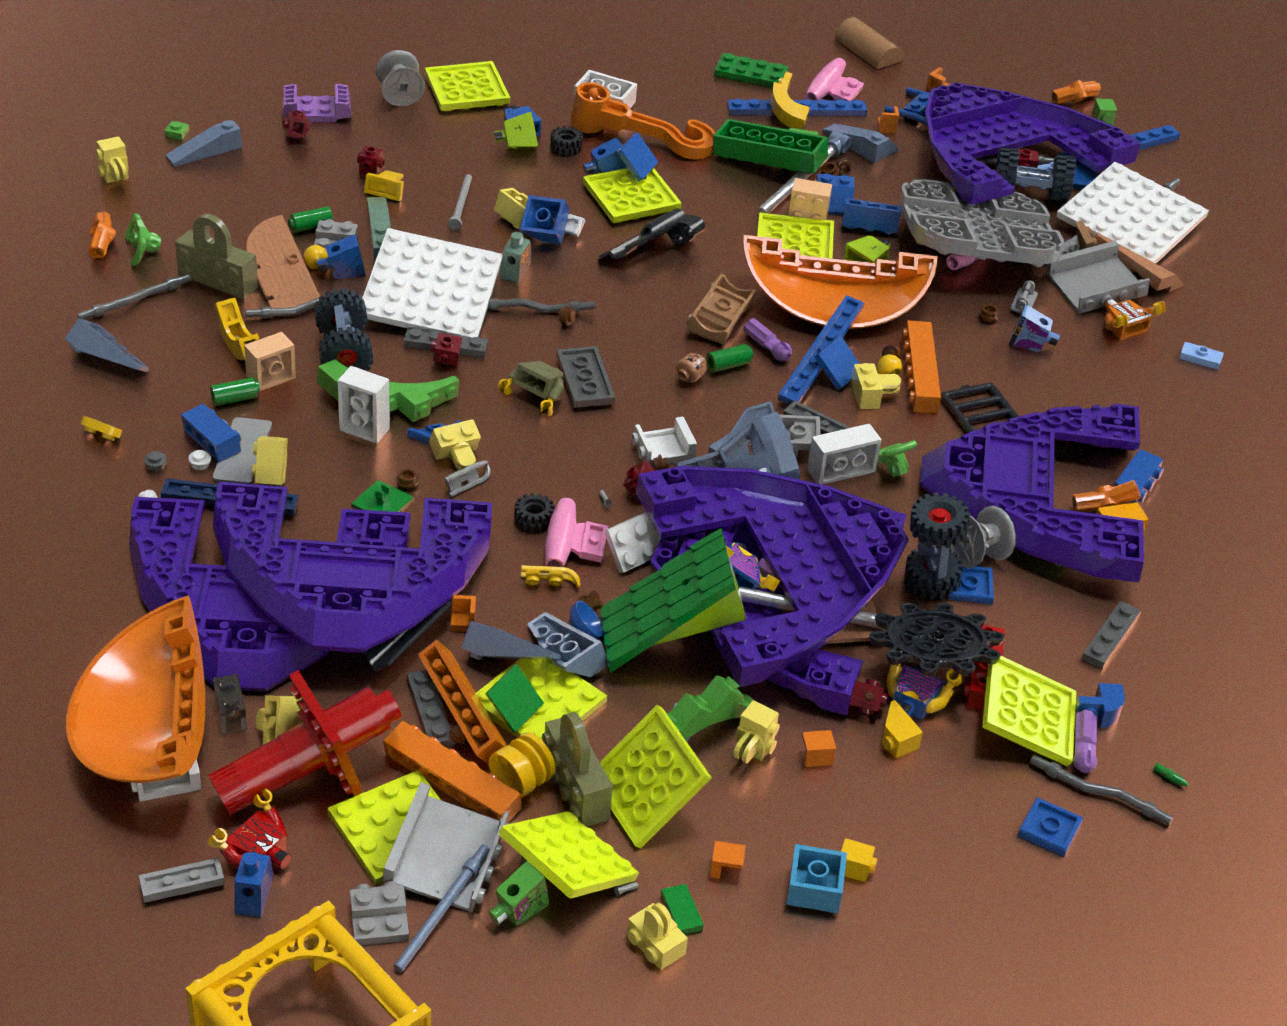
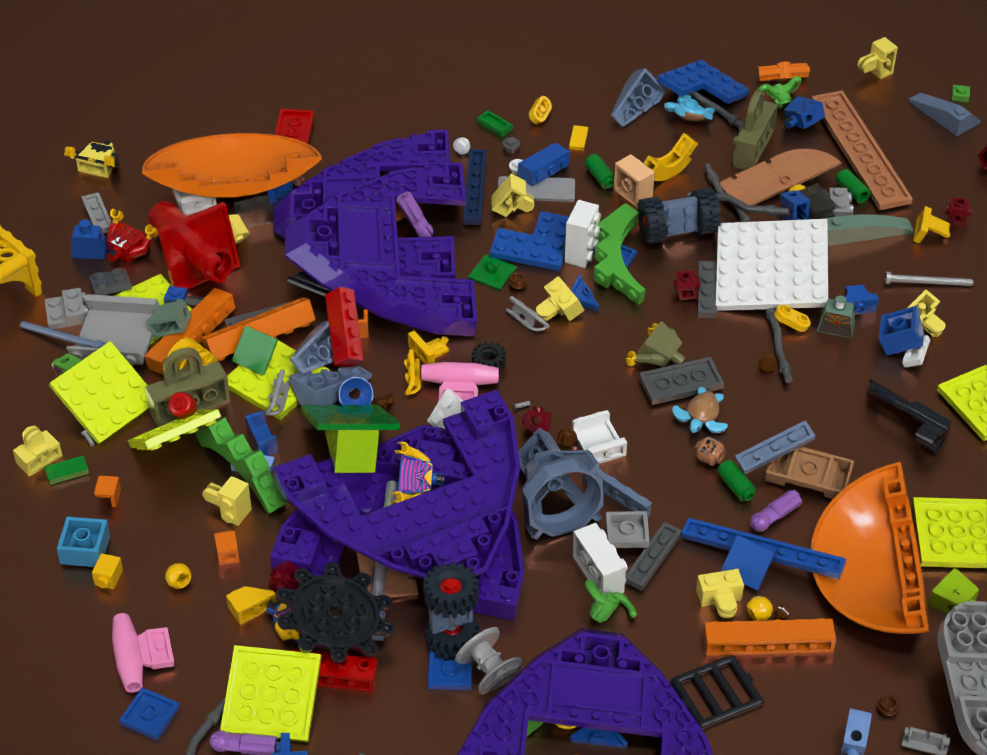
camera: 90 degrees right, 5 degrees up
(54, 658) = (295, 124): none -> red plate
(59, 875) = (95, 158): none -> torso
(94, 295) = (703, 76): none -> blue plate
(106, 472) = (494, 123): none -> green tile
(145, 310) = (689, 109): none -> medium azure animal
(158, 406) = (578, 138): none -> yellow piece
(177, 224) = (803, 113): none -> blue torso
(247, 205) = (863, 151): none -> nougat plate
(291, 530) = (414, 215): none -> medium lavender piece
(300, 319) = (770, 210): none -> dark grey bar
(338, 861) = (110, 282): none -> dark grey plate
(340, 232) = (820, 204): none -> clear smoke brick
(350, 456) = (541, 249): none -> blue plate
(387, 784) = (174, 293): none -> blue plate
(390, 769) = (193, 300): none -> dark grey tile
(447, 776) = (169, 319): none -> sand green torso
(488, 240) = (863, 300): none -> blue brick
(490, 611) = (344, 327): none -> red brick
(506, 289) = (792, 318): none -> yellow plate
(509, 564) = (427, 351): none -> yellow piece
(590, 684) = (274, 397): none -> light grey piece
(615, 762) = (182, 405): none -> red head
(630, 716) = (260, 434): none -> blue panel
(635, 366) = (702, 410): none -> animal
(705, 315) = (775, 447): none -> sand blue plate
(862, 791) = (178, 575): none -> yellow piece
(973, 830) = (135, 651): none -> bright pink plate

